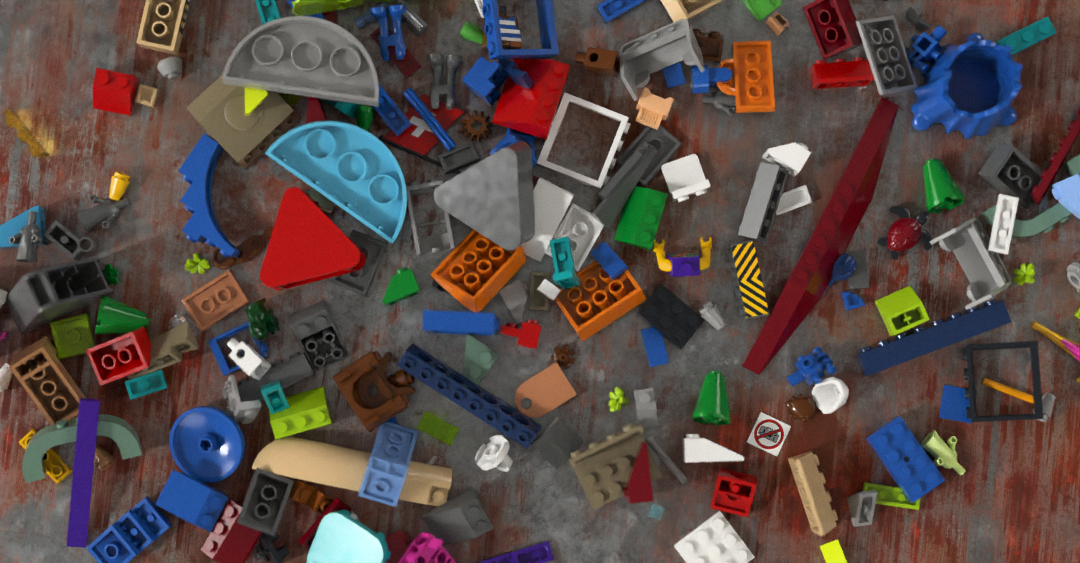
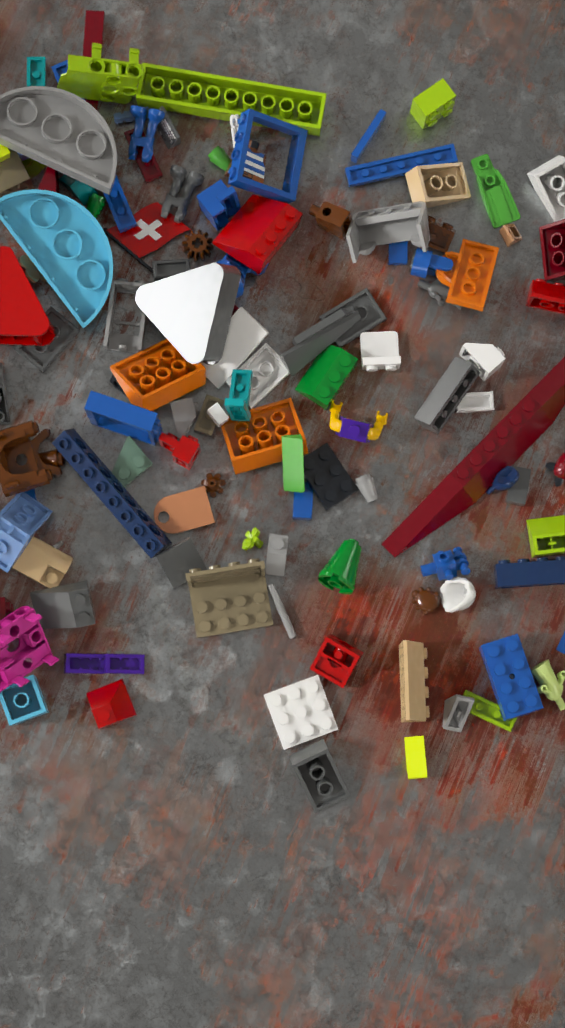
camera: 10 degrees right, 5 degrees down
(401, 287) = (78, 372): green slope -> none
(429, 119) = (155, 225): blue axle -> none
(438, 428) = (72, 516): clear neon green plate -> none
(494, 454) = (118, 556): white tile -> none
(515, 74) = (247, 205): dark blue slope -> none
(608, 260) = (283, 405): blue tile -> none
(610, 161) = (269, 270): white window -> none
(636, 315) = (293, 463): none -> bright green slope
(639, 479) = (247, 620): dark red slope -> none
(652, 109) = (368, 277): light nougat piece -> none
(656, 512) = (256, 658): clear light blue piece -> none
(702, 450) = (319, 610): white slope -> none
(748, 280) = (411, 464): brick -> none
(768, 434) = (387, 616): sticker -> none
(851, 300) = (504, 513): blue tile -> none

